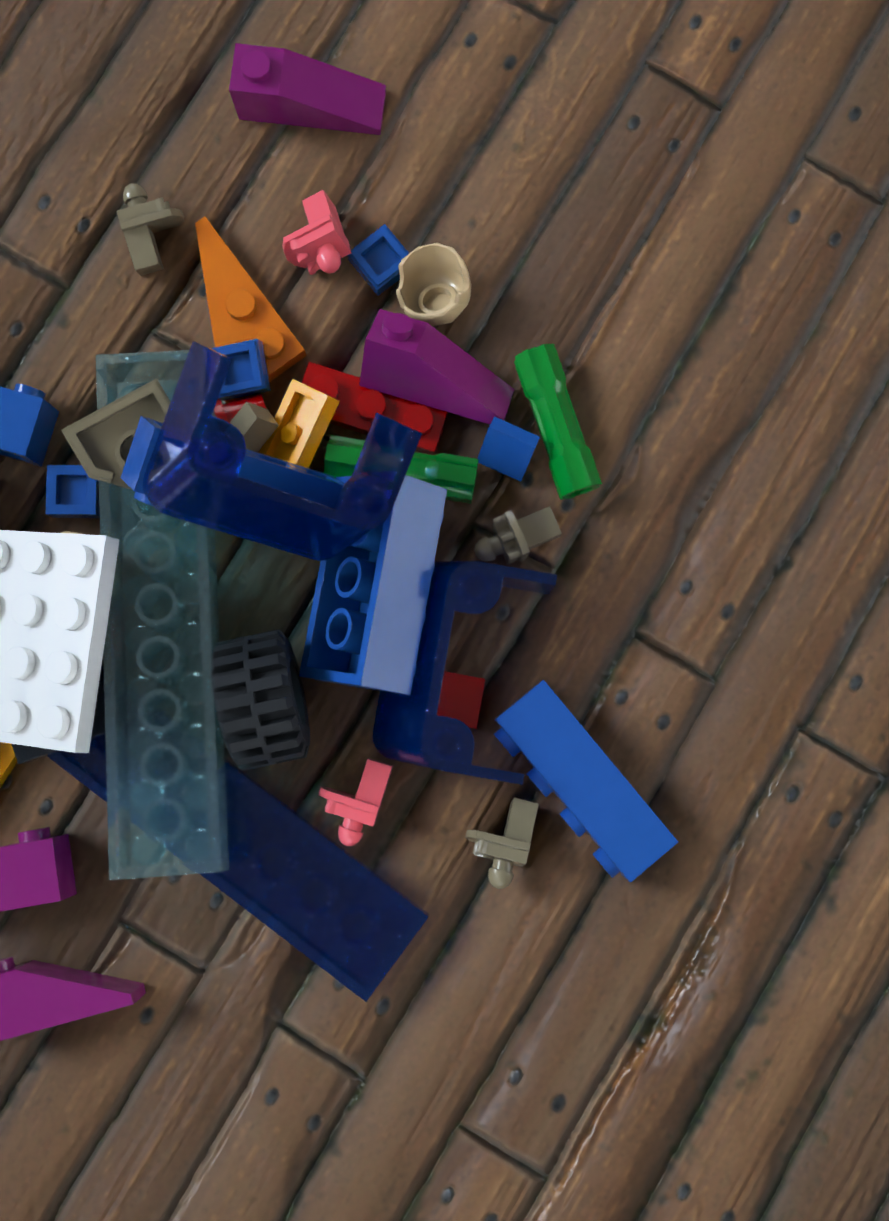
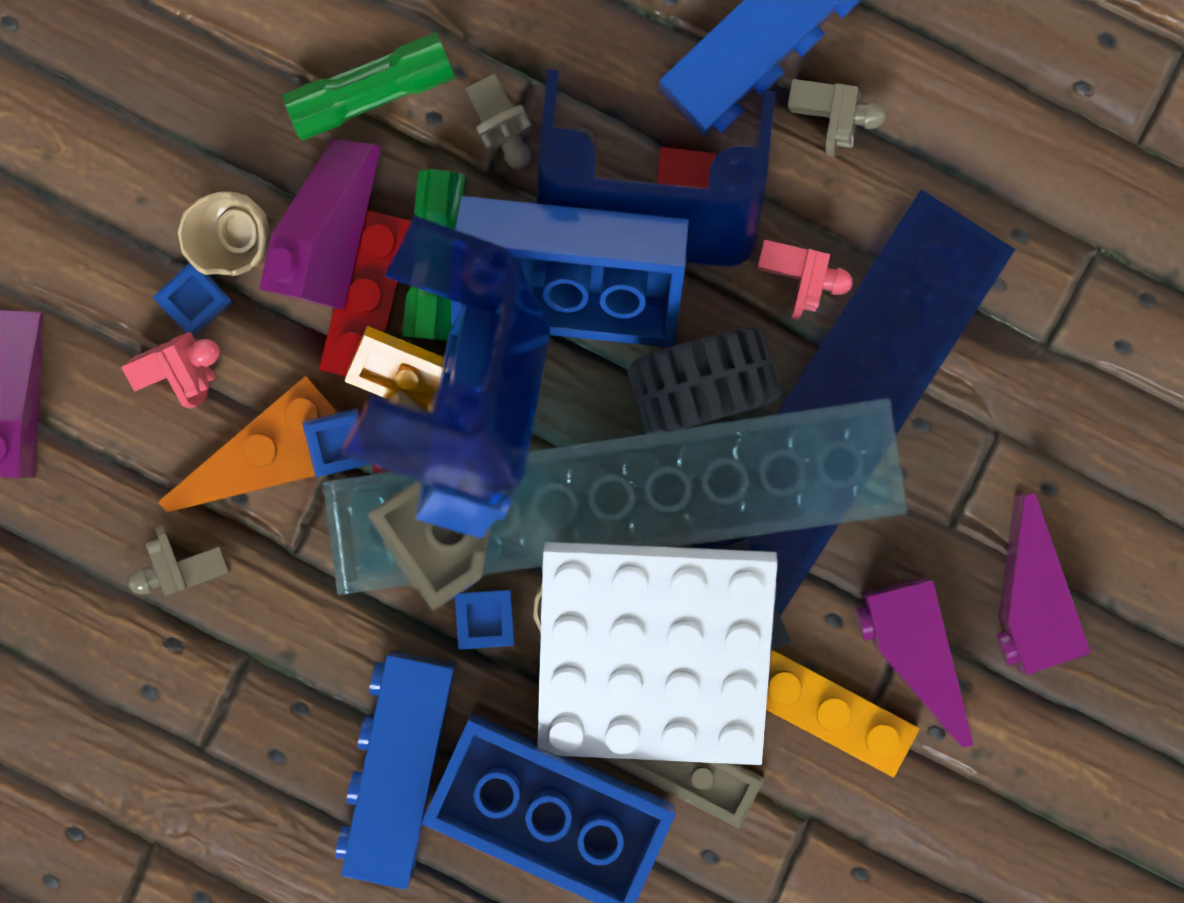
camera: 95 degrees left, 5 degrees up
(507, 448) = (404, 138): blue tile -> none

